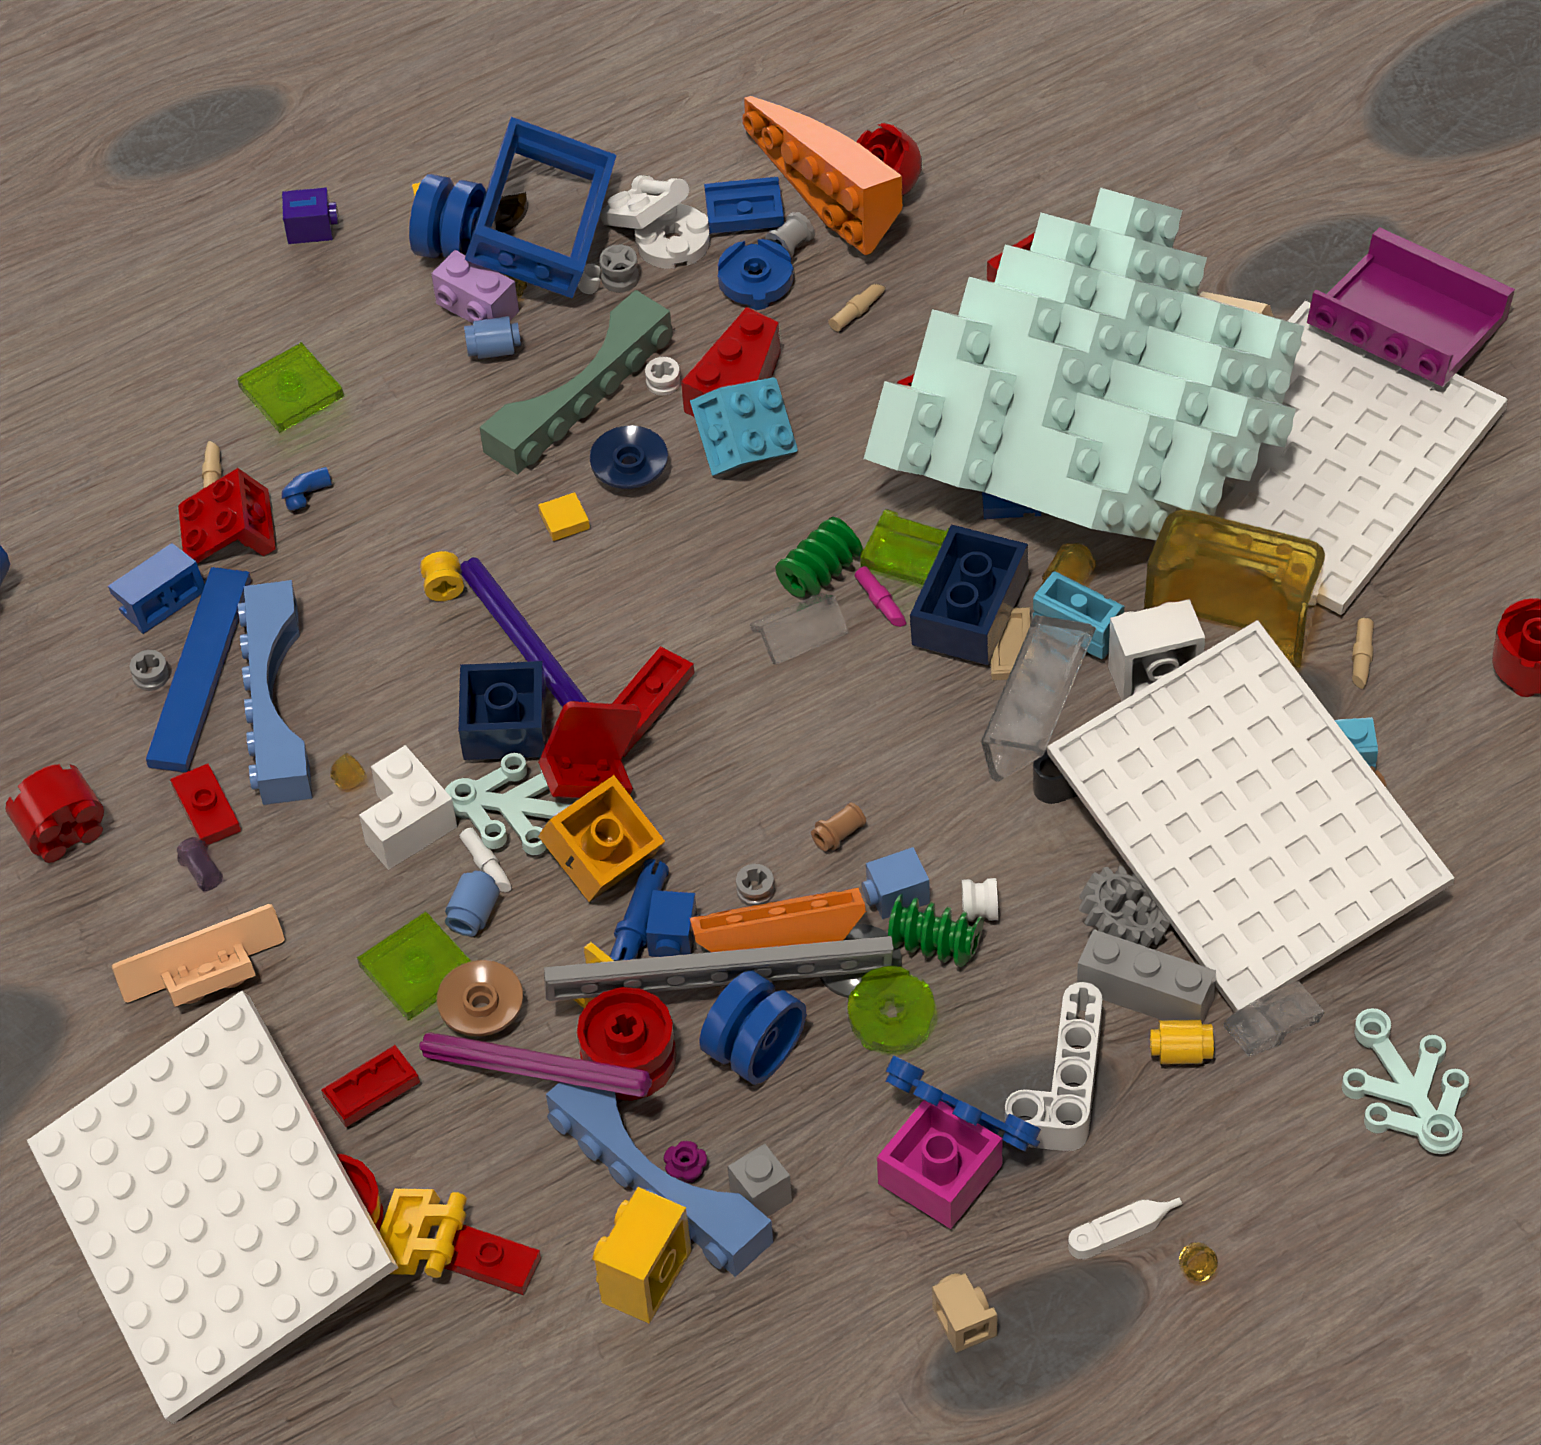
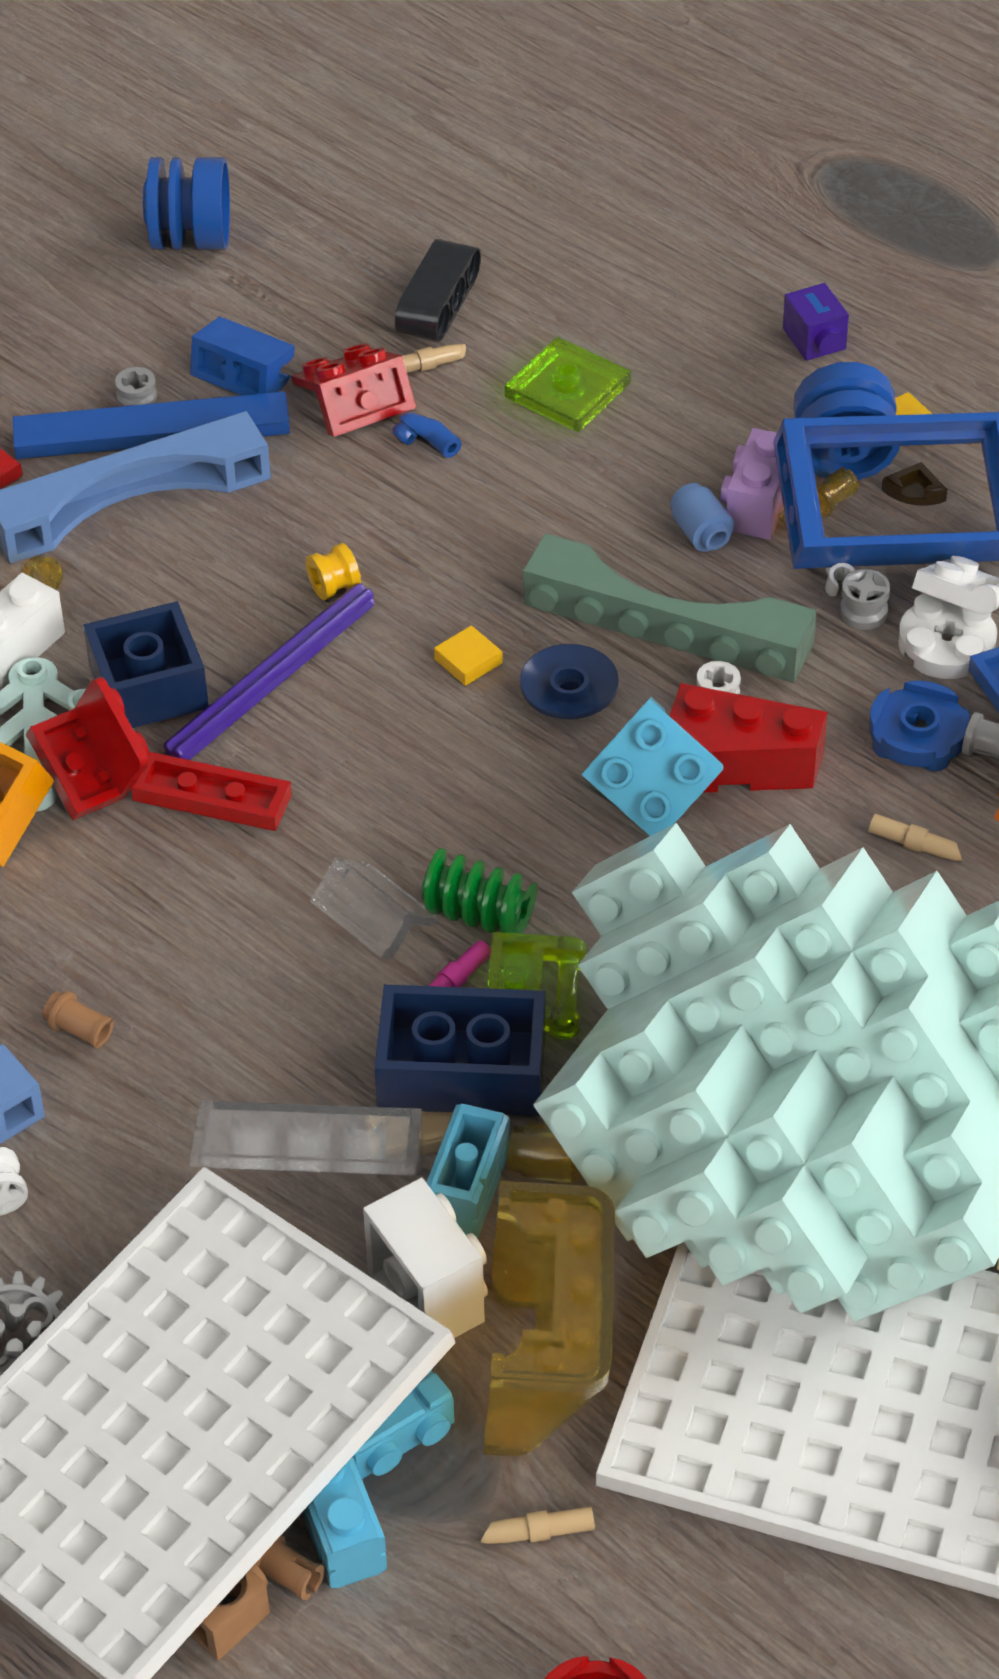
camera: 70 degrees right, 5 degrees down
(140, 440) = (437, 290): none -> black beam

